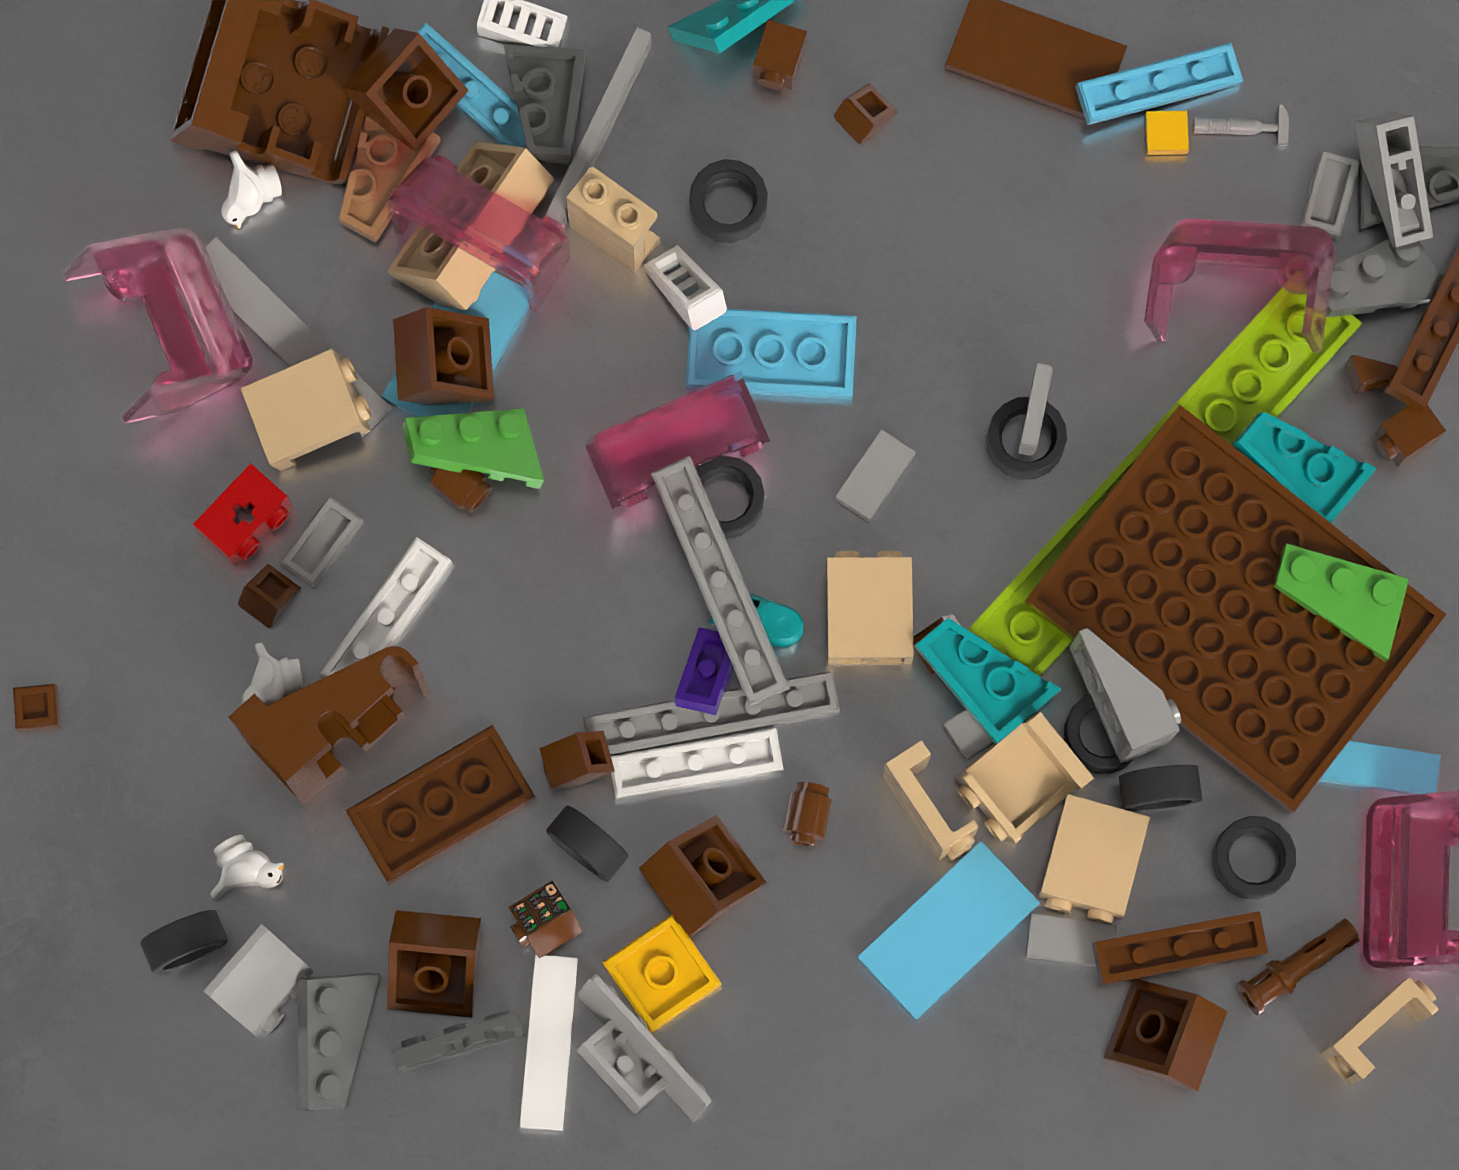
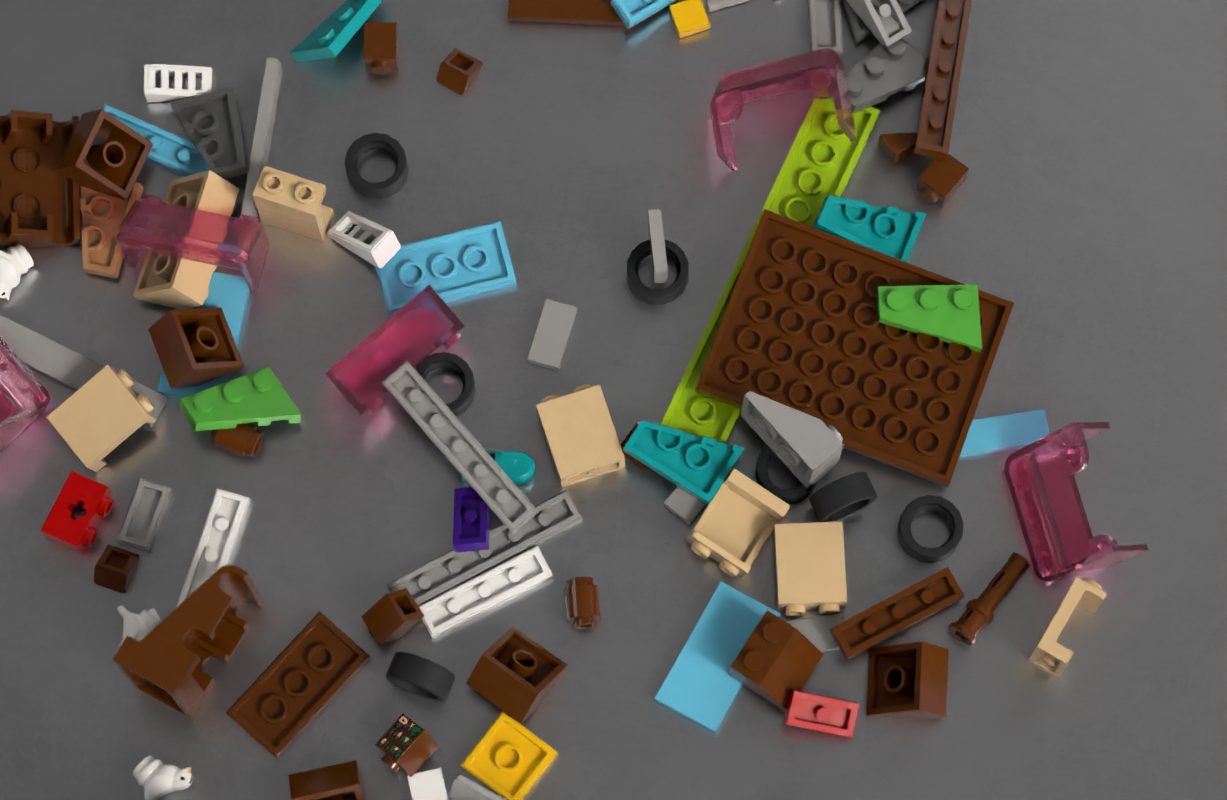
camera: 15 degrees left, 5 degrees down
(901, 779) = (667, 570): tan panel -> none
(1015, 960) = (775, 660): none -> reddish brown slope
(1050, 1038) = (821, 713): none -> plate

